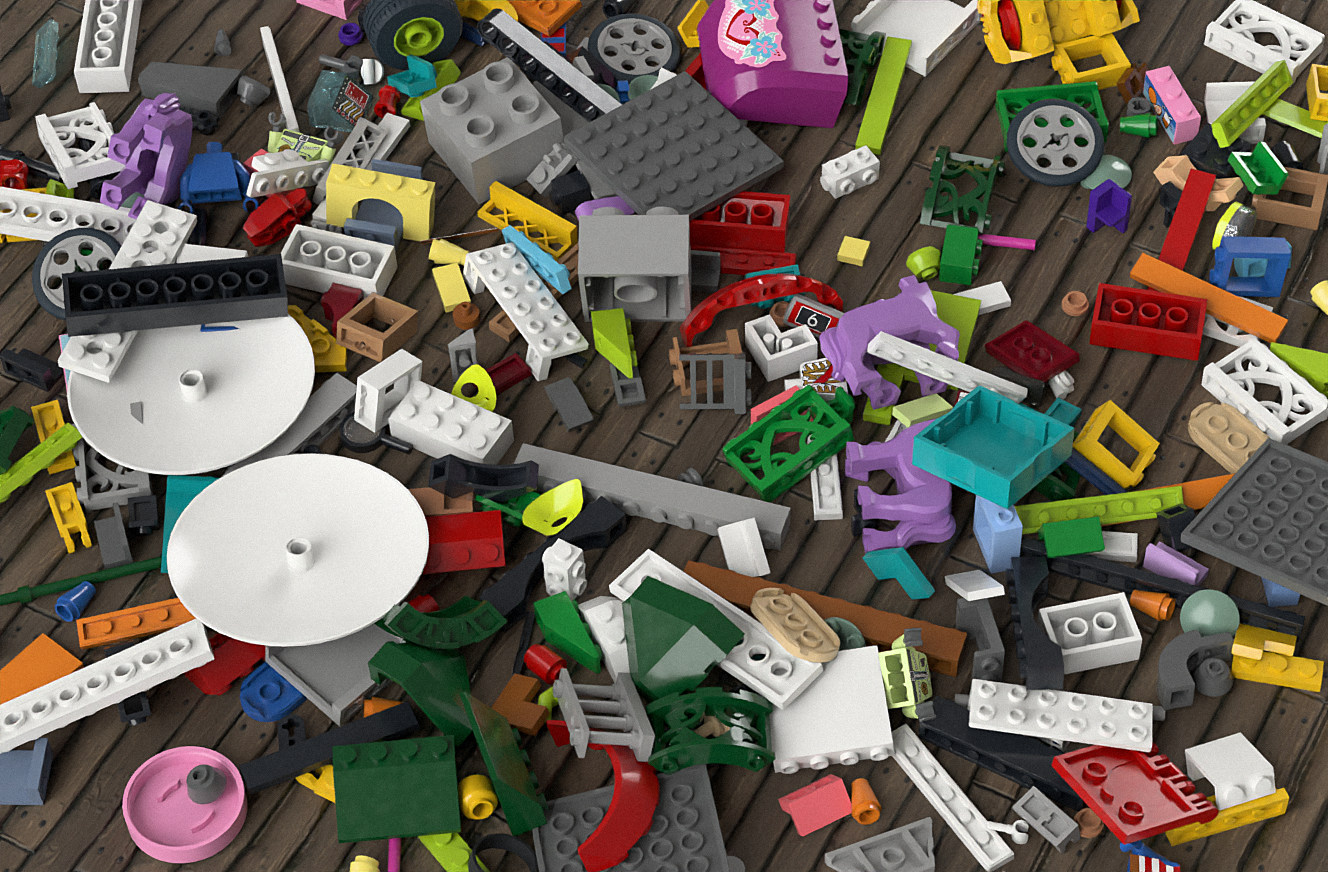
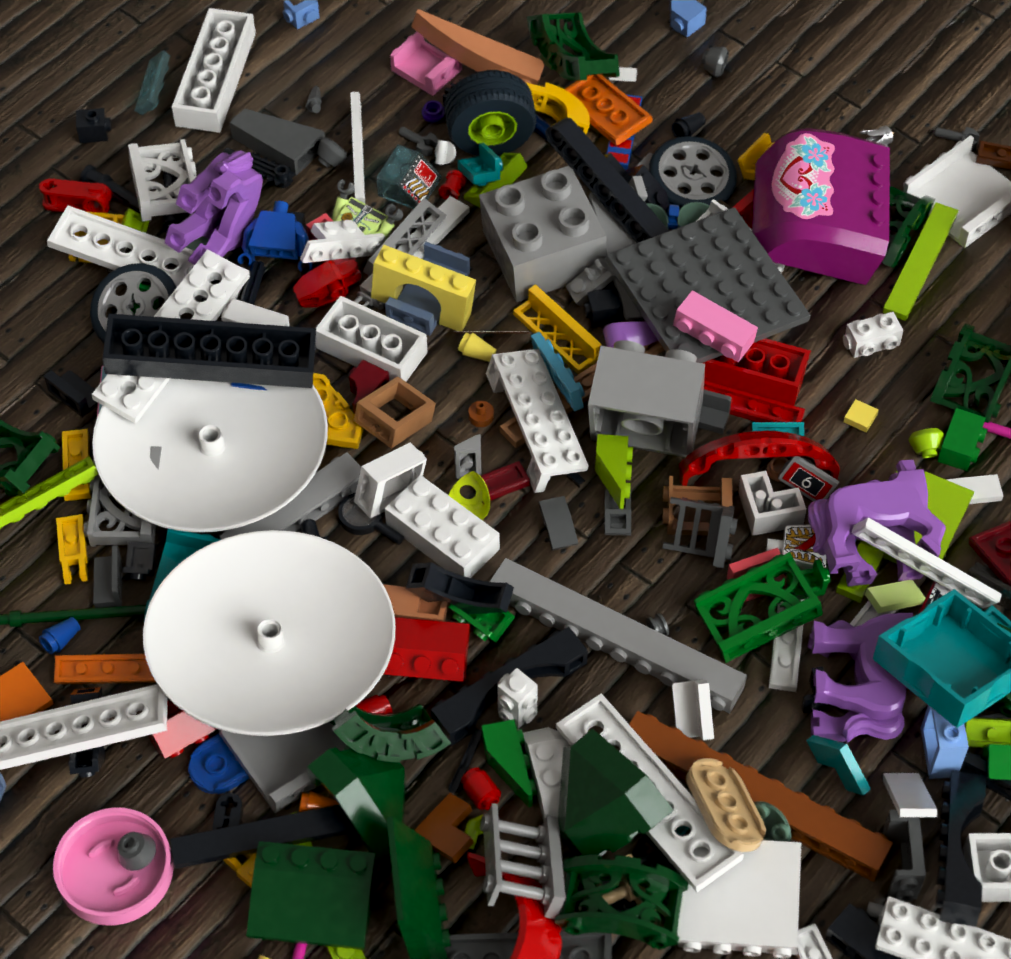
camera: 10 degrees right, 5 degrees up
(450, 286) = (473, 381): light yellow tile -> none
(477, 797) = (384, 916): yellow head -> none
(553, 505) = (522, 626): neon yellow piece -> none
(689, 184) = (715, 326): none -> bright pink brick
(907, 677) = (825, 881): yellowish green torso -> none

